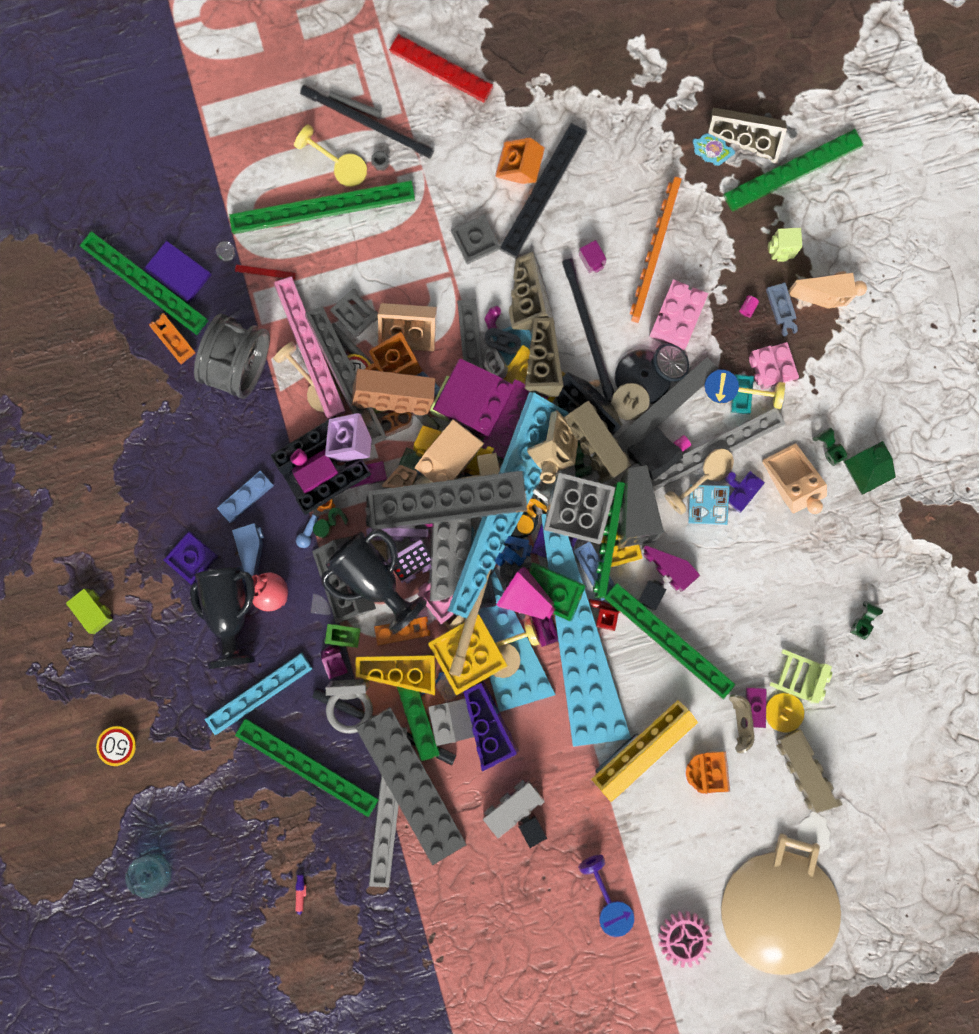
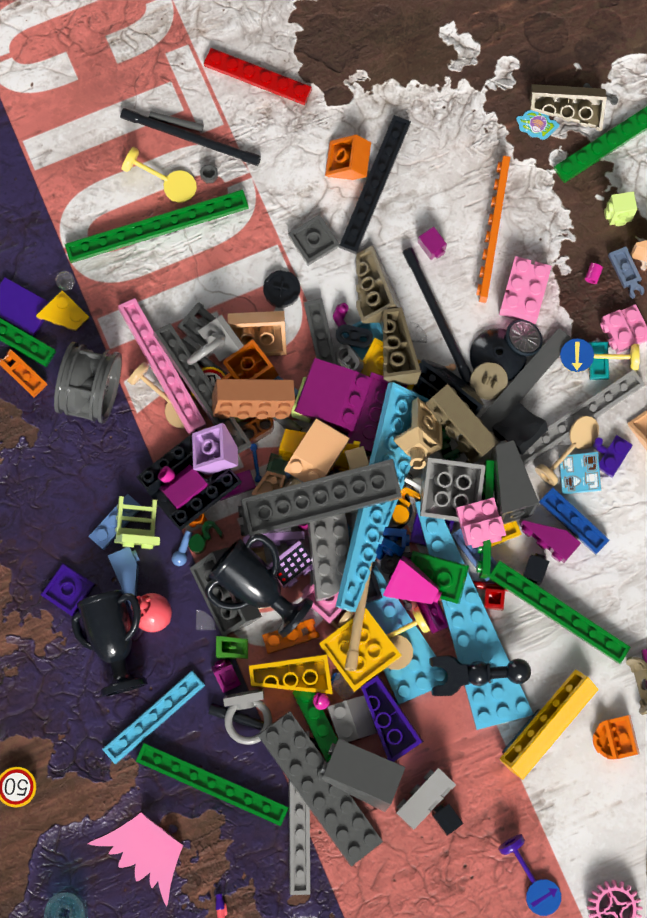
camera: 10 degrees left, 5 degrees down
(219, 282) = (63, 312): none -> yellow wing
(238, 820) = (148, 848): none -> bright pink piece
(256, 514) = (131, 537): none -> yellowish green plate
(265, 272) = (106, 296): red sticker -> none
(368, 328) = (219, 339): none -> light grey tile
(390, 440) = (253, 448): none -> blue hinge
(422, 700) = (322, 699): none -> dark pink hinge
(437, 284) = (281, 289): none -> black tile
(453, 778) = (362, 774): none -> dark grey slope
(580, 692) = (476, 673): none -> black piece
(603, 544) = (480, 522): none -> bright pink plate
(683, 443) = (547, 415): dark pink hinge -> none
(696, 552) = (574, 521): none -> blue plate

